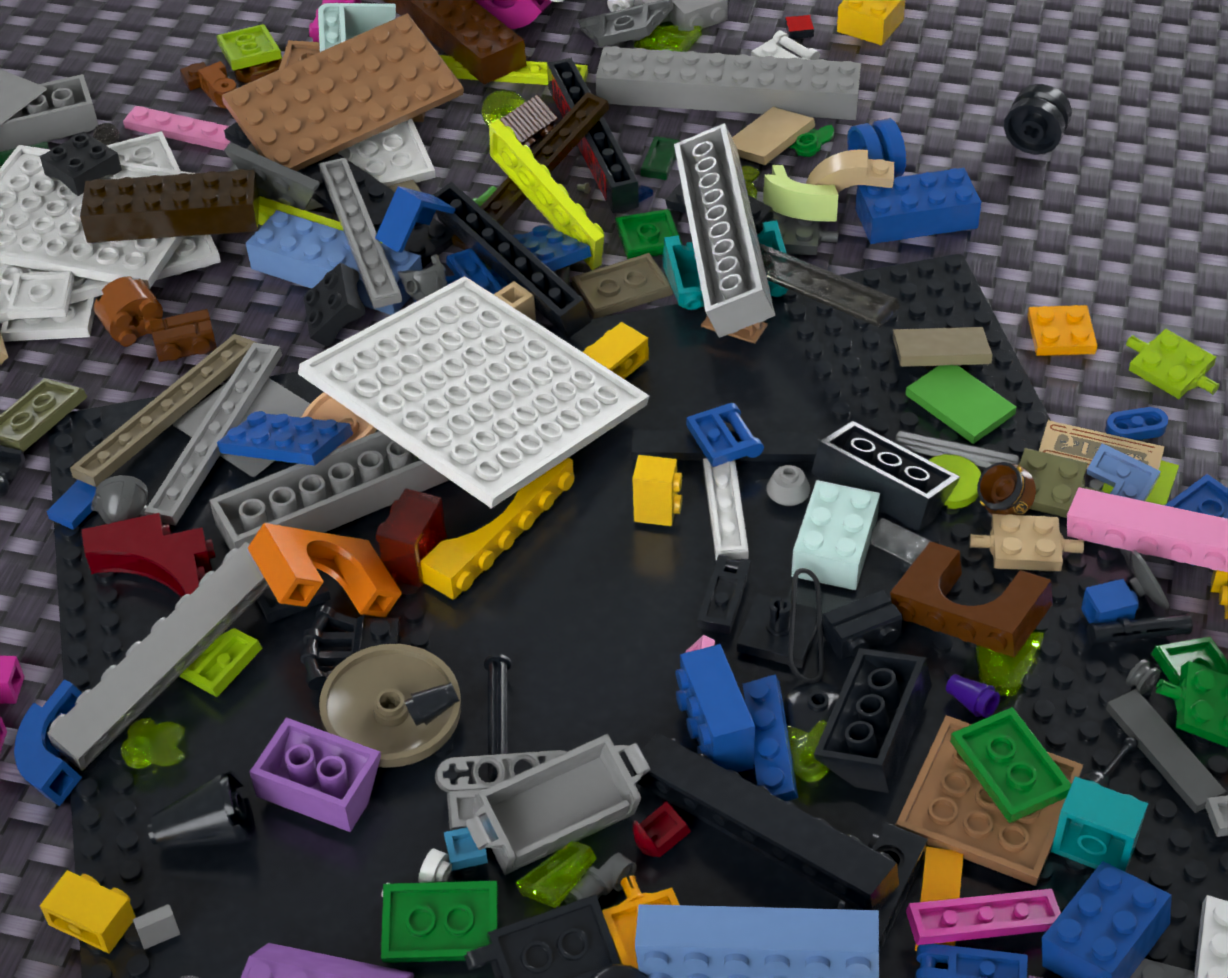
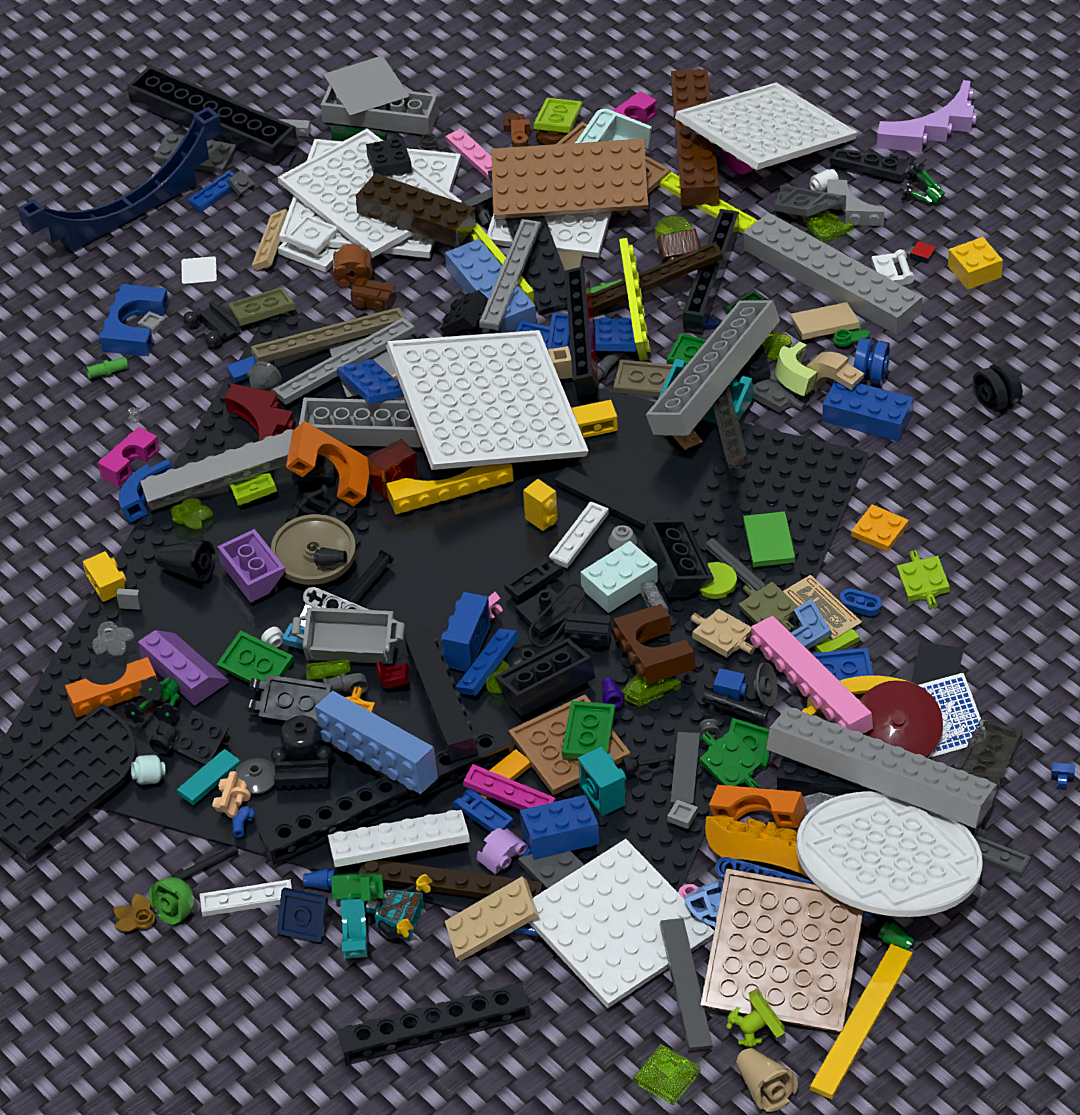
camera: 35 degrees right, 0 degrees up
(275, 179) = (486, 218): dark grey wing -> none
(402, 214) = (537, 272): blue panel -> none
(424, 282) = (521, 322): dark grey helmet -> none
(716, 439) = (602, 492): blue plate -> none
(942, 346) = (787, 502): dark tan tile -> none
(1006, 489) = (735, 598): reddish brown piece -> none

